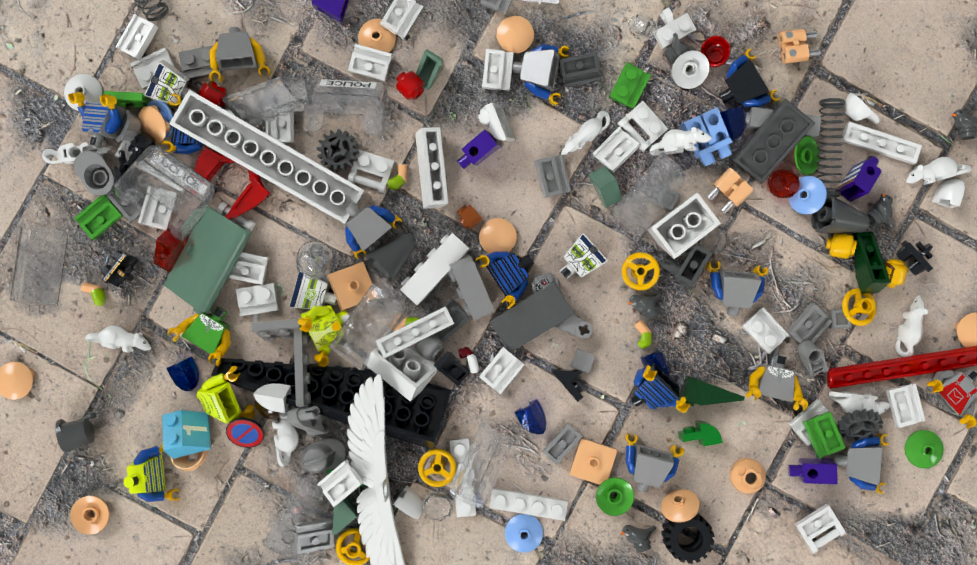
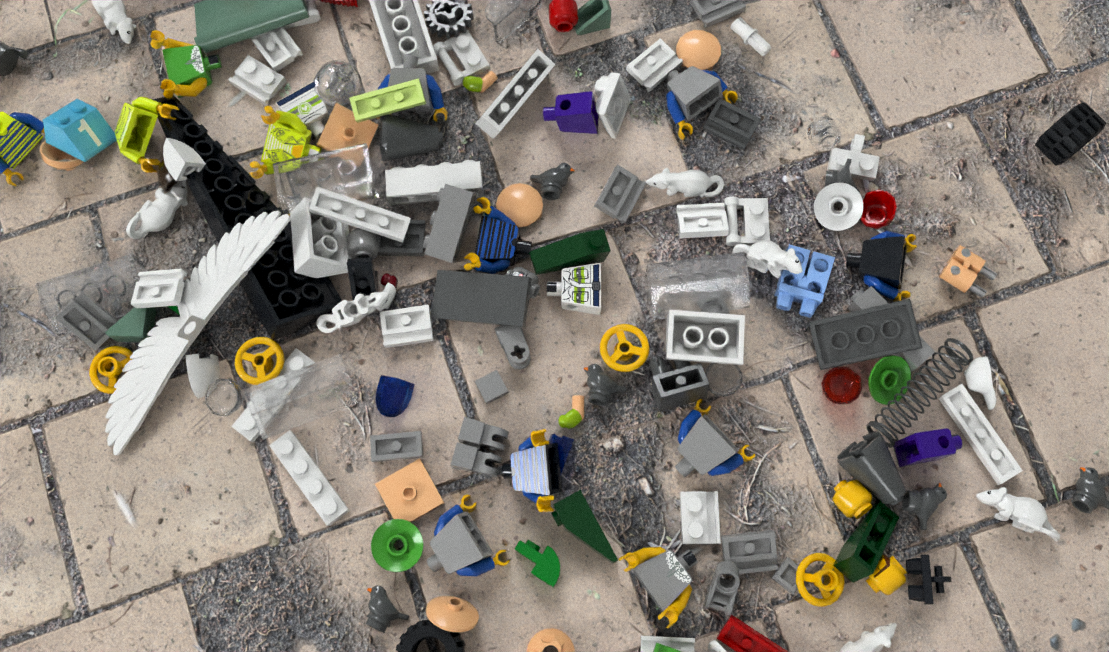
camera: 45 degrees right, 15 degrees down
(184, 374) = (133, 85): clear blue brick -> none
(245, 432) = (128, 177): piece -> none
(288, 330) = (247, 113): light grey bracket -> none
(309, 420) = (183, 194): light grey beam -> none
(323, 455) = (171, 255): light grey piece -> none
(365, 248) = (387, 100): none -> yellowish green plate
(463, 392) = (351, 312): none -> white animal
(469, 216) = (510, 163): dark orange plate -> none
(505, 203) = (553, 180): none -> dark grey animal
(523, 523) = (286, 512): light blue dish -> none
(558, 241) = (571, 252): none -> dark green slope
(566, 376) = (459, 386): black slope -> none
(605, 186) = (662, 243): sand green slope -> none
(605, 411) = (473, 436): none -> light grey legs
(629, 86) = (767, 177): bright green plate -> none
(732, 187) = (786, 347): light nougat piece -> none
(734, 122) = (840, 287): clear blue brick -> none
(815, 197) = (858, 418): light blue dish -> none
(949, 193) = (1014, 547): white brick -> none

